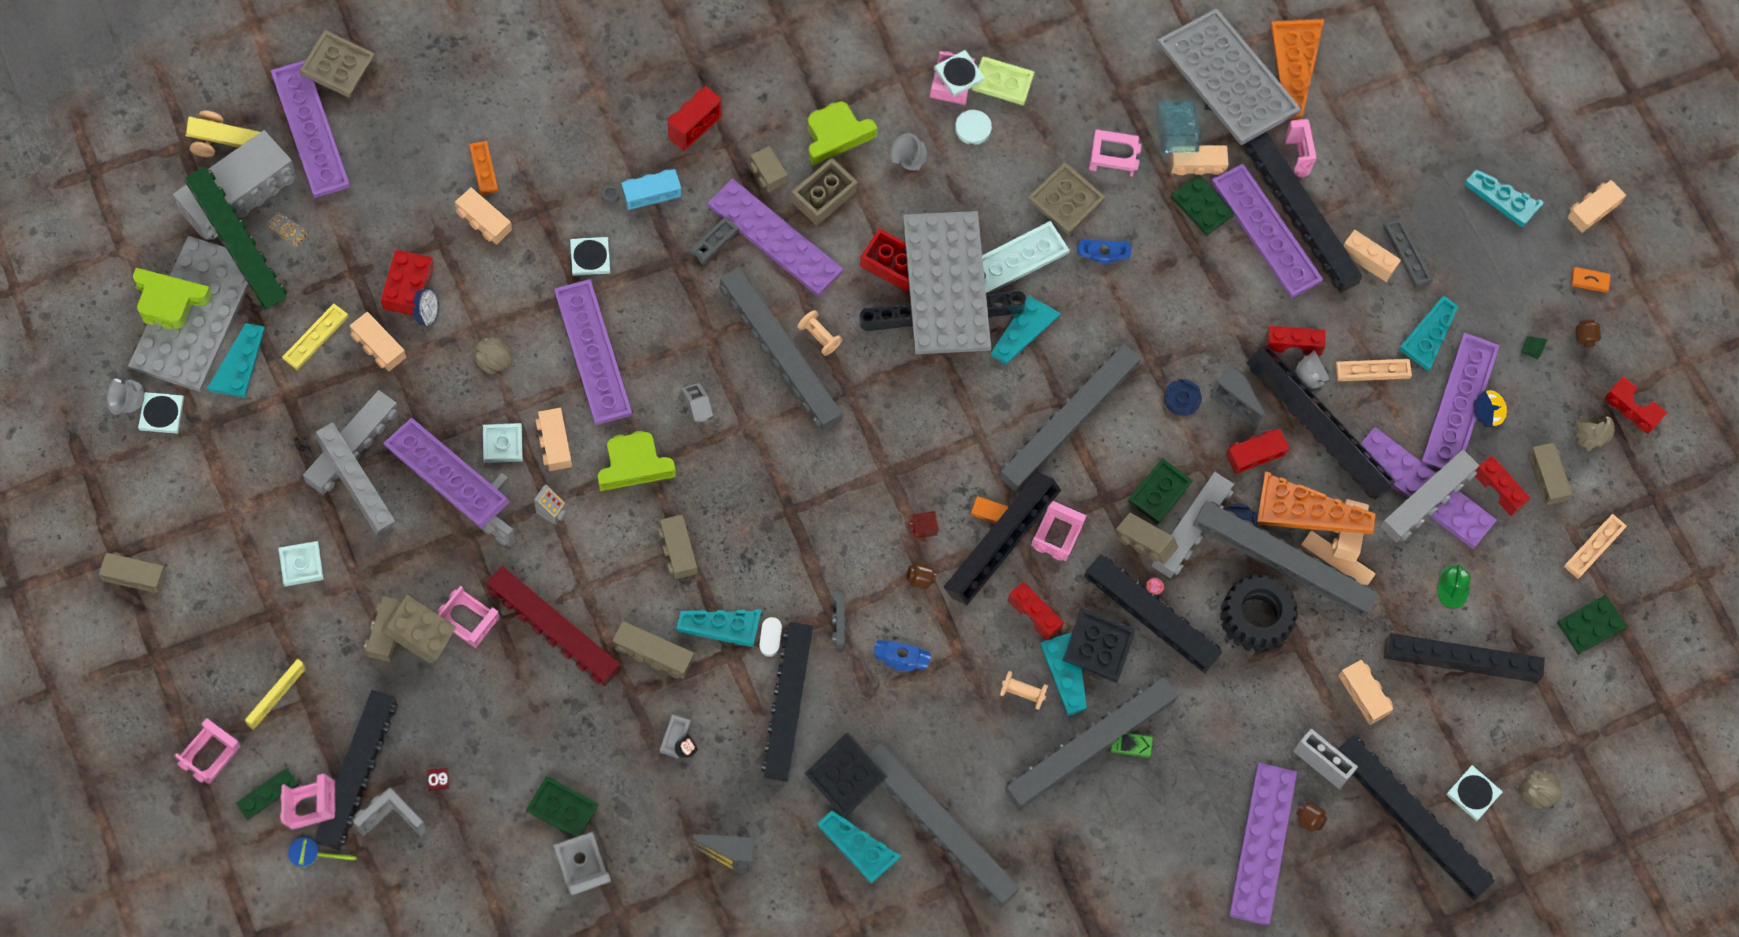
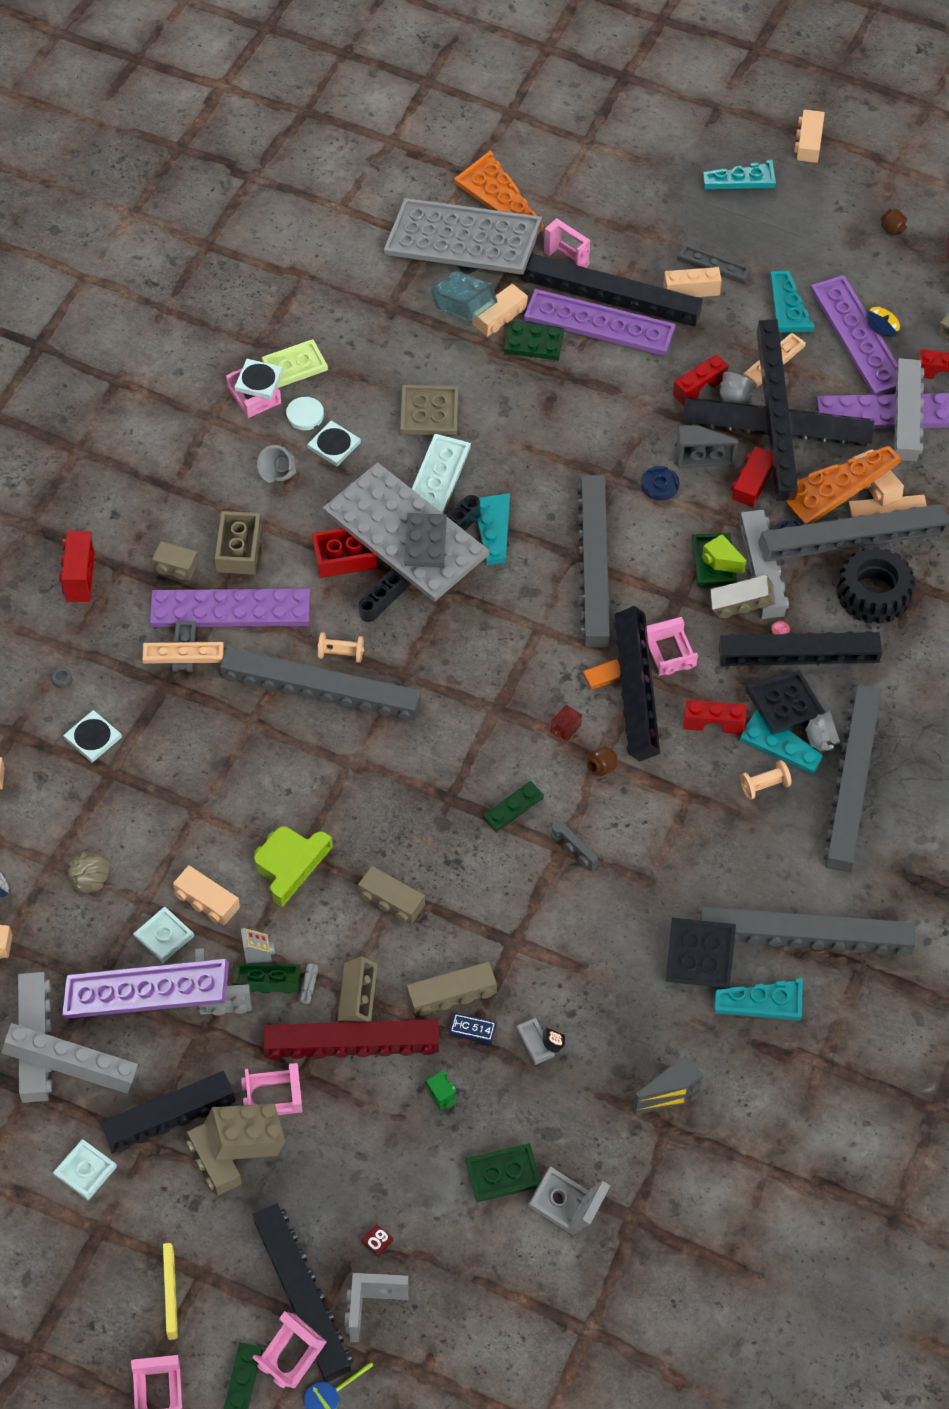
camera: 35 degrees left, 10 degrees down
(387, 571) = (167, 1112): none -> black brick
(537, 533) = (268, 977): none -> dark green plate
(563, 561) = (308, 983): none -> light grey axle
(577, 715) = (441, 1091): none -> green brick
(586, 596) = (357, 990): none -> dark tan brick
(593, 352) = (169, 805): medium lavender plate -> none
(642, 690) = (473, 1028): none -> dark blue tile
(651, 189) = (93, 647): medium azure brick -> none
(697, 402) = (295, 775): light grey slope -> none
(706, 245) = (183, 652): none -> light nougat tile
(731, 627) = (491, 923): teal wing -> none
(770, 636) = (532, 903): white tile -> none
(788, 701) = (598, 939): black brick -> none
(827, 554) = (513, 806): none -> dark green plate
(836, 131) = (201, 493): lime brick -> none
(887, 652) = (635, 838): blue piece -> none
(950, 301) = (425, 540): none -> dark grey plate
(971, 168) = (333, 443): none -> tile
(1090, 249) = (505, 417): blue piece -> none
(1103, 691) = (822, 731): none -> light grey helmet
(1113, 162) = (423, 365): bright pink panel -> none
(1133, 745) = (884, 754): bright green tile -> none
(1164, 494) = (723, 556): none -> lime slope
(1318, 413) = (777, 410): none -> black brick
(1534, 346) = (867, 259): dark green slope -> none
(1590, 279) = (856, 187): orange tile -> none

